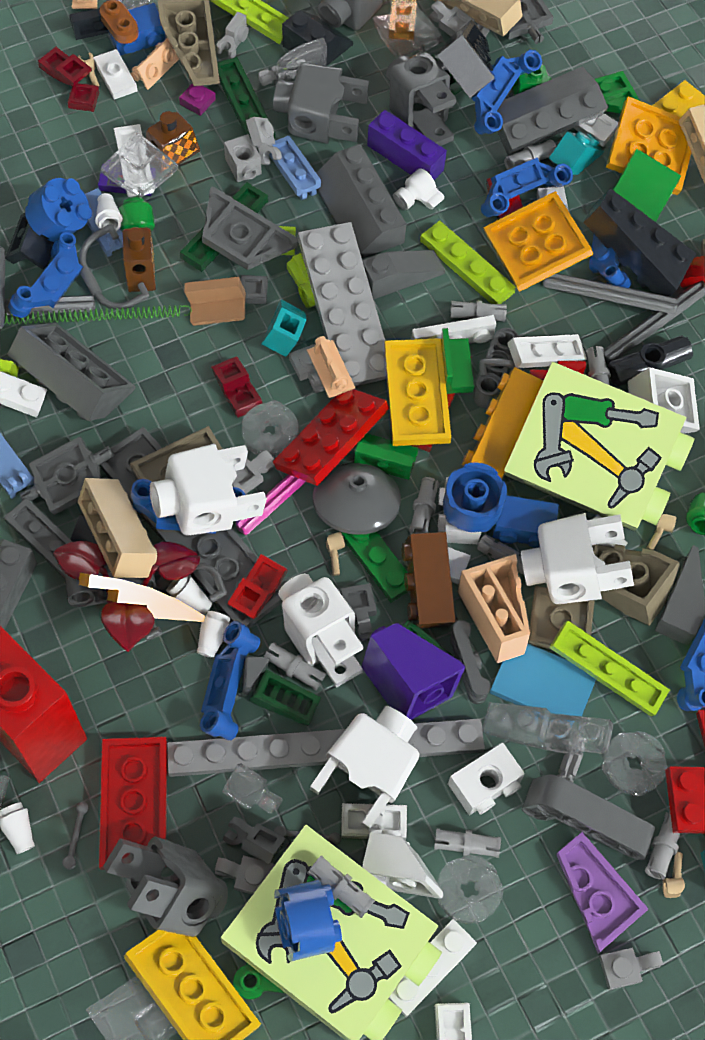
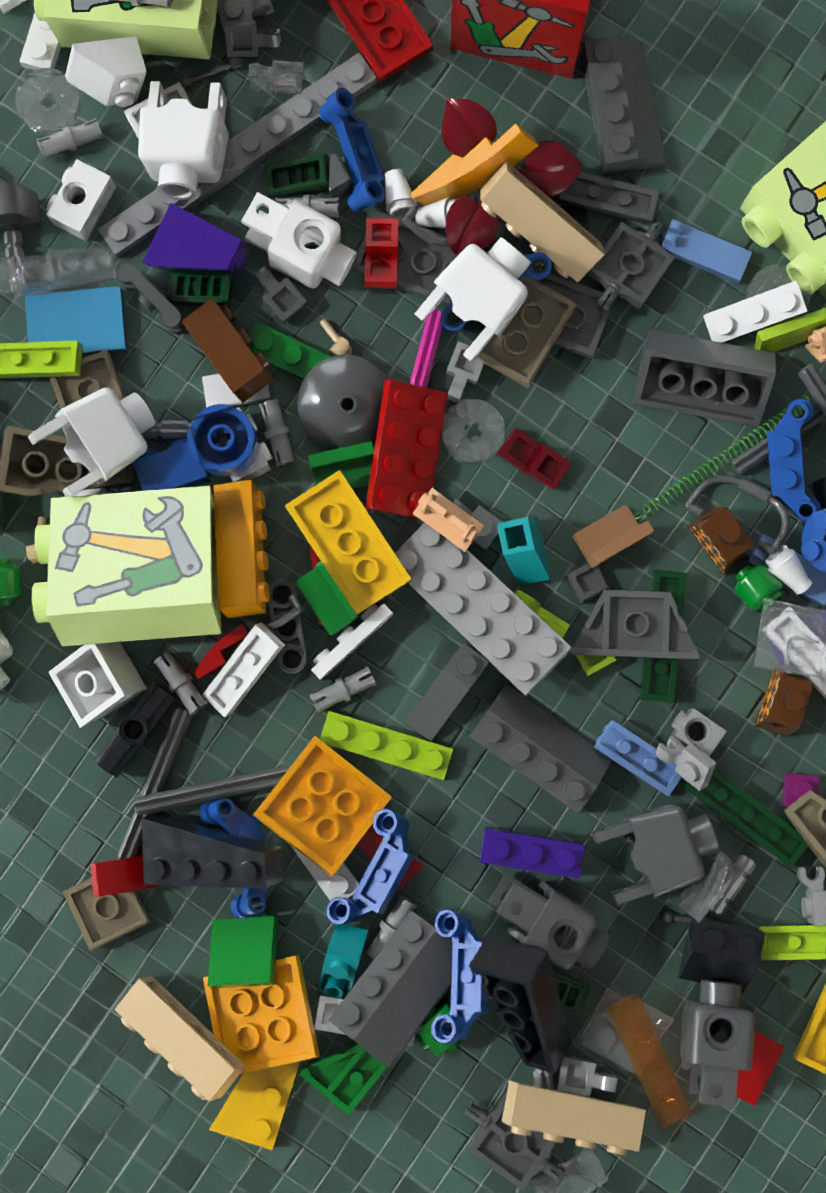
camera: 160 degrees right, 20 degrees up
(419, 187) = (489, 808): white piece -> none
(497, 606) = (150, 359): light nougat wedge -> none

